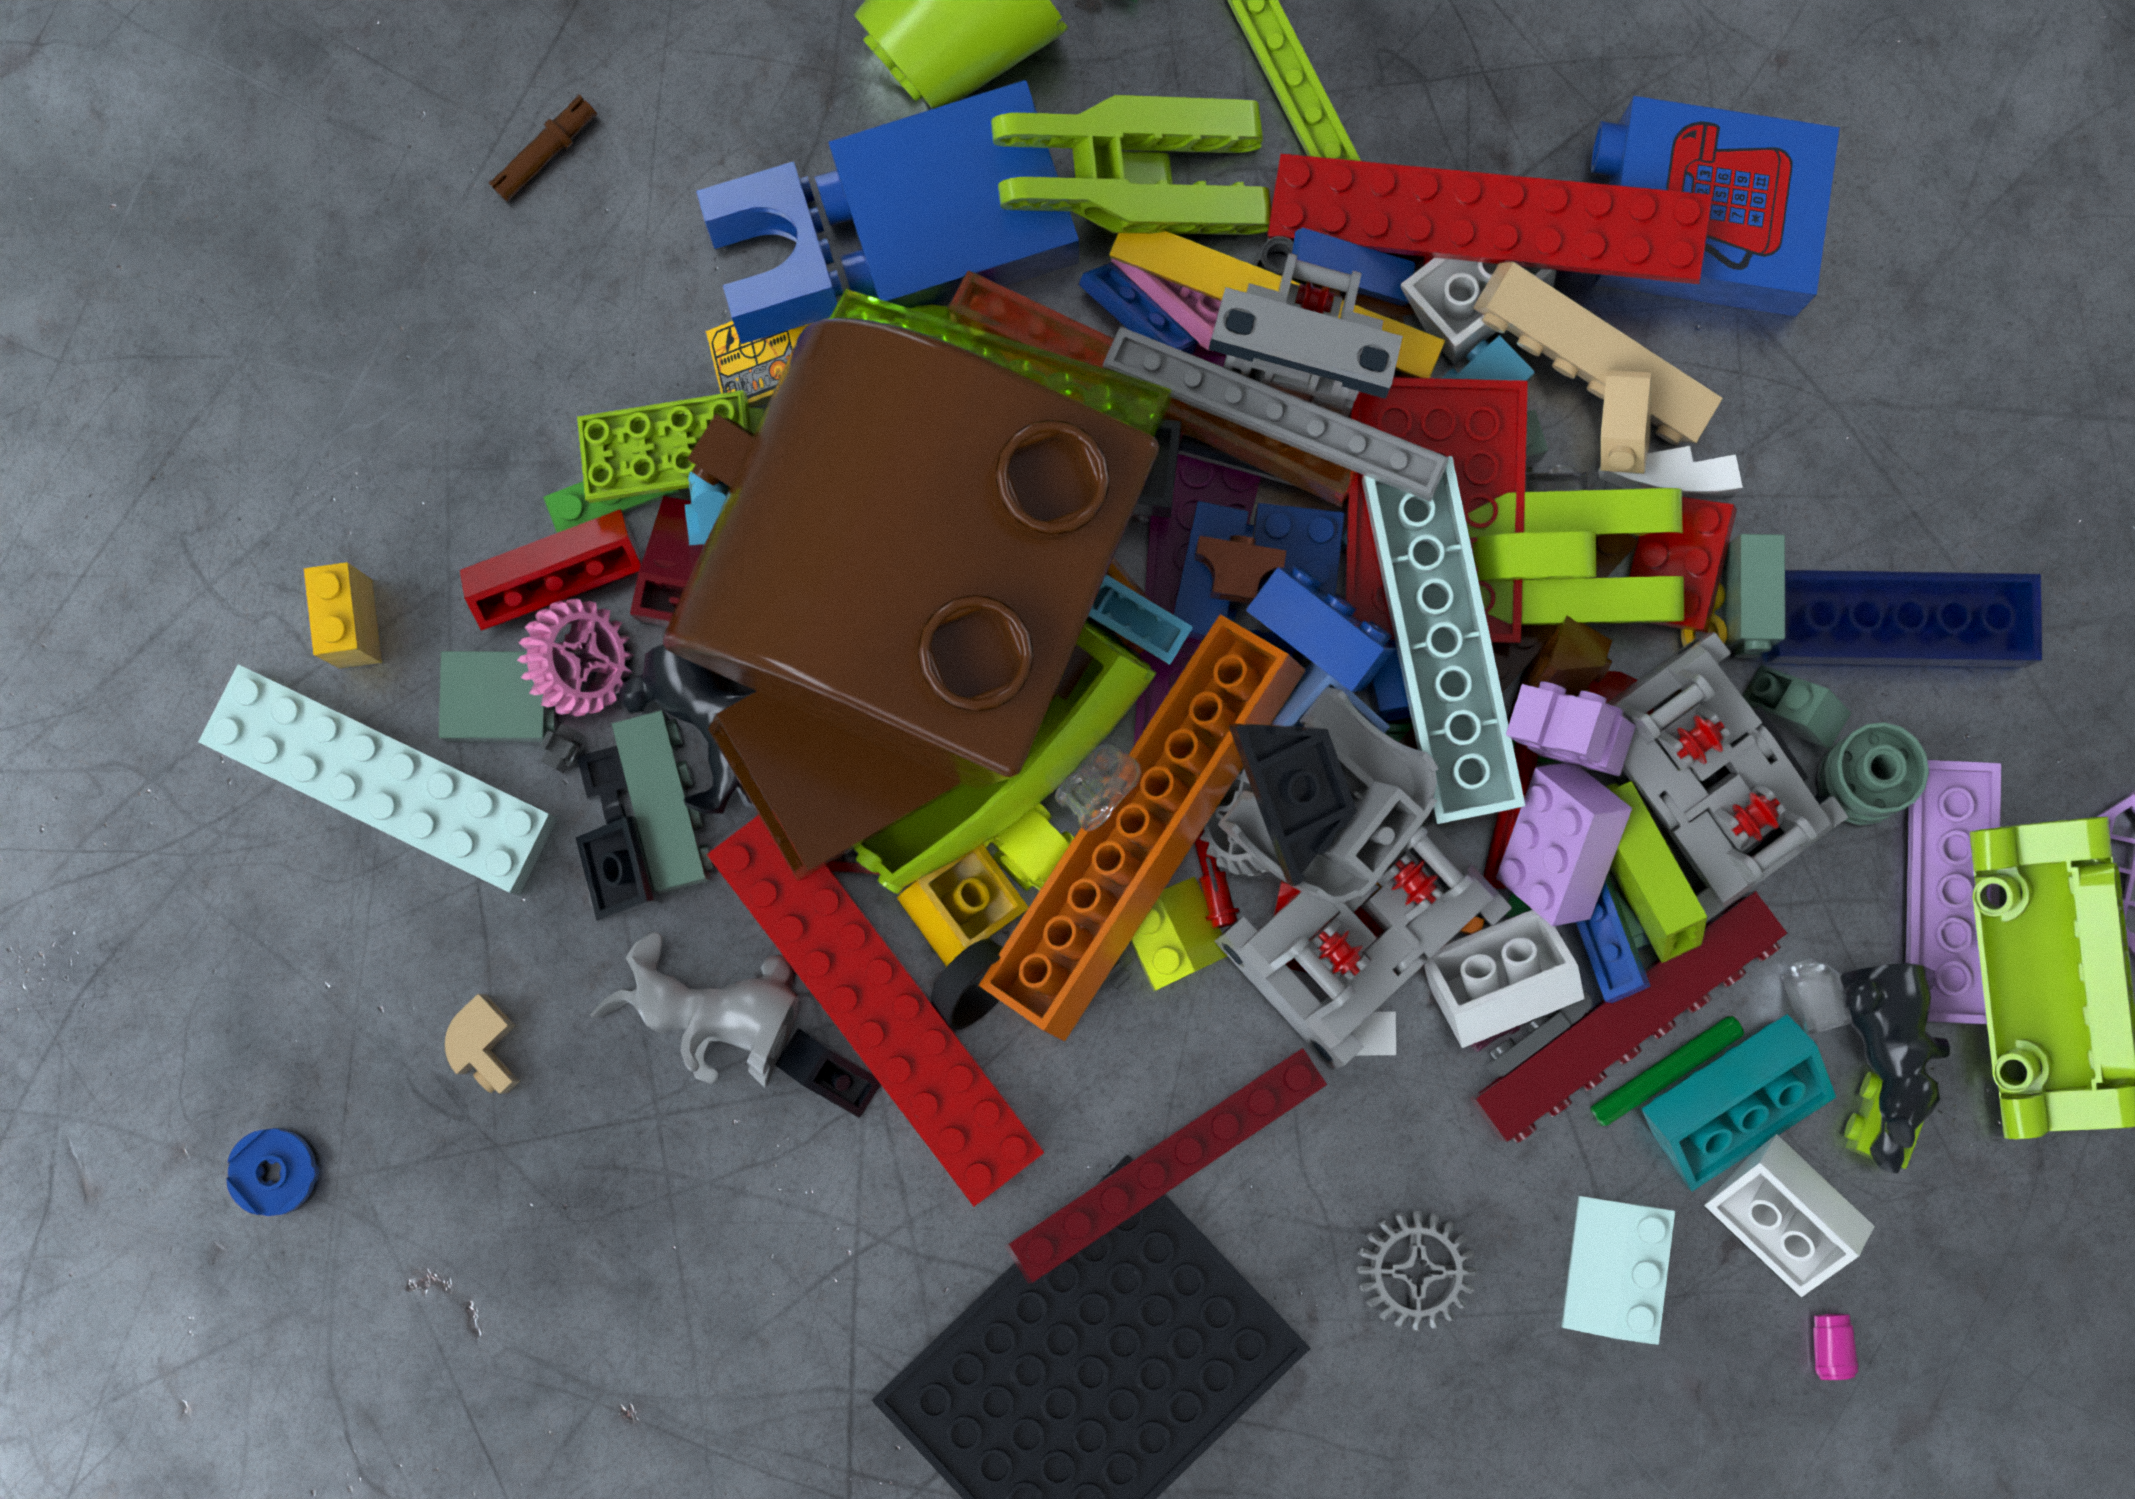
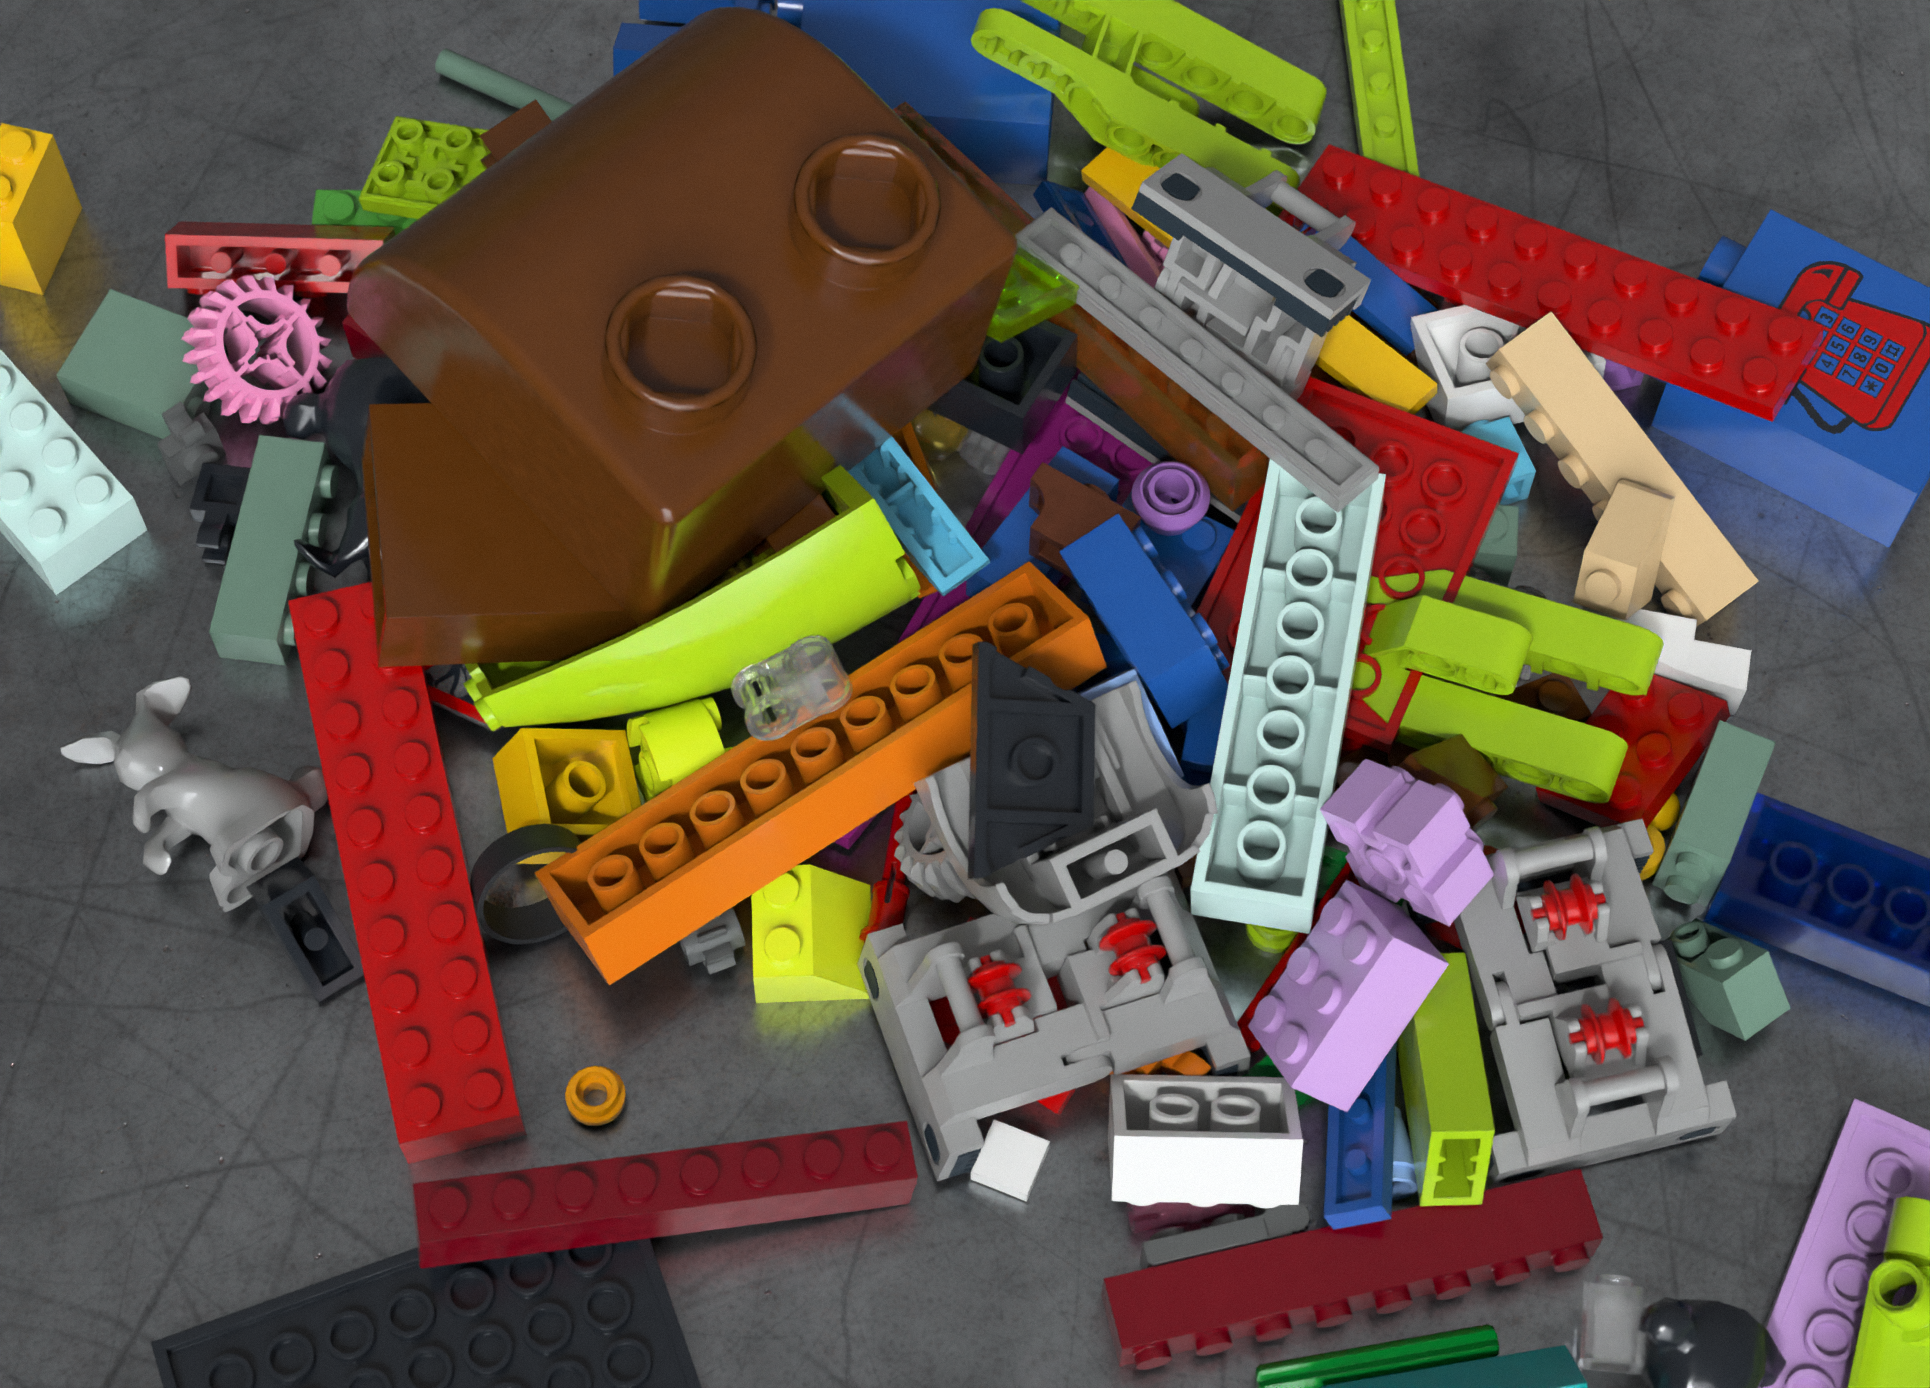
camera: 20 degrees right, 20 degrees down
(616, 869) = (182, 603): black slope -> none
(644, 349) = (497, 84): none -> sand green piece
(1089, 1115) = (592, 1079): none -> light orange plate
(1301, 504) = (1170, 497): none -> medium lavender cone
(1874, 772) = (1793, 1086): sand green wheel -> none

